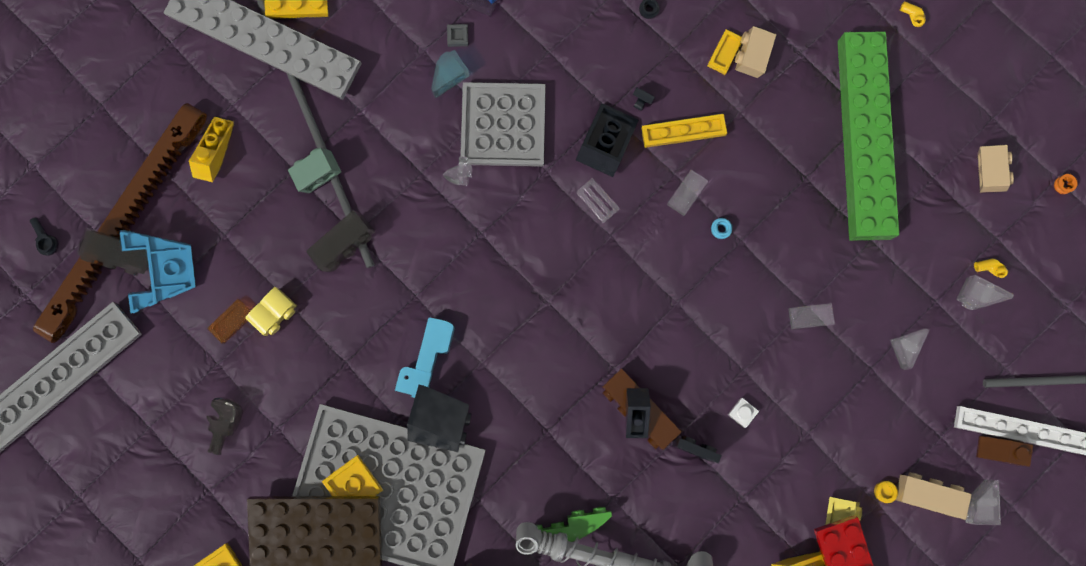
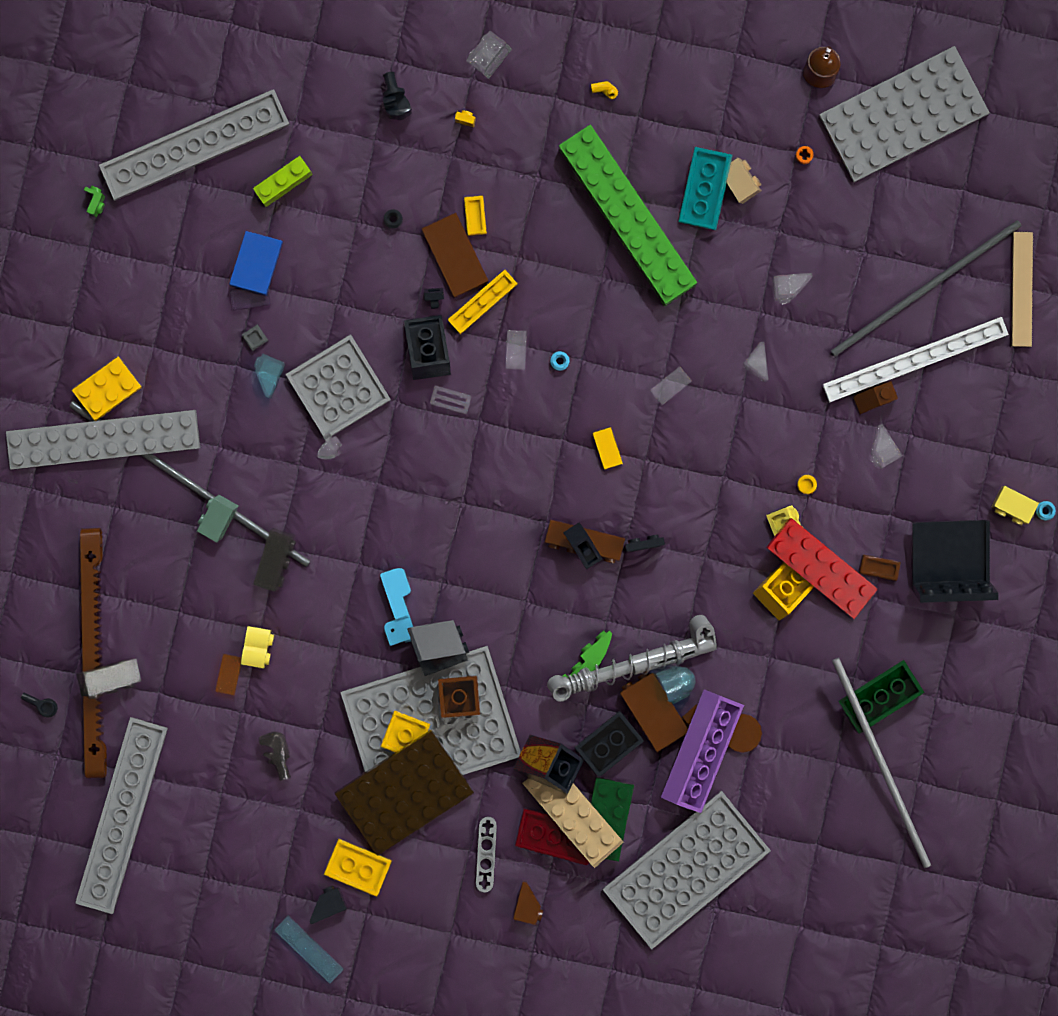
camera: 30 degrees left, 5 degrees up
(169, 268) = (156, 663): dark azure wing -> none
(211, 150) = (124, 552): yellow slope -> none
(426, 482) = (459, 696): none -> reddish brown brick
(685, 74) = (455, 255): none -> reddish brown tile
(715, 336) = (607, 448): none -> yellow tile
(743, 412) = (664, 493): white plate -> none
(754, 52) = (498, 203): tan brick -> none
(933, 495) = (842, 465): tan brick -> none
(957, 155) = (705, 188): none -> teal tile
(993, 266) = (785, 257): yellow arm -> none

